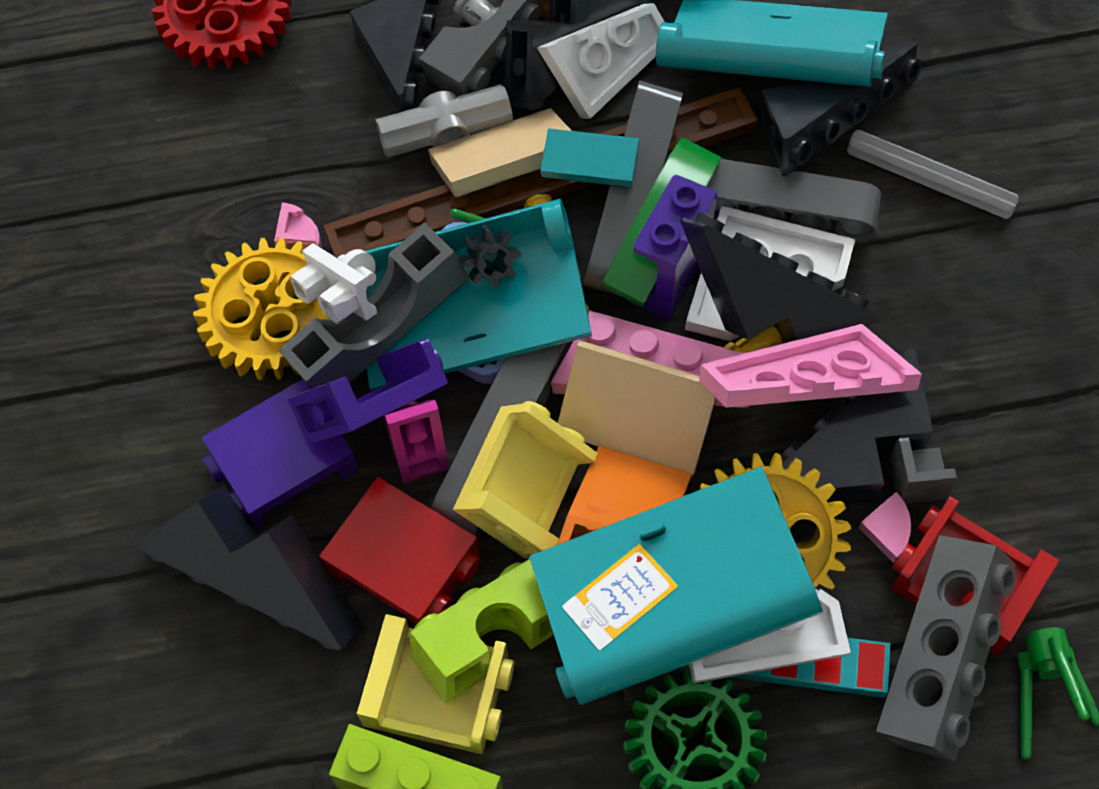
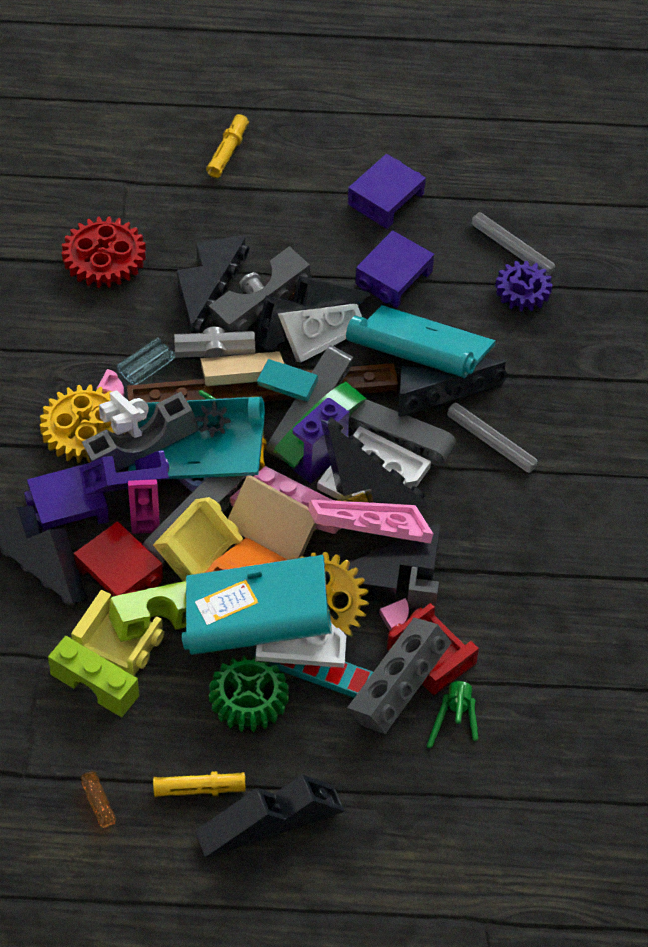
camera: 10 degrees right, 10 degrees down
(334, 172) = (143, 359): none -> clear light blue tile

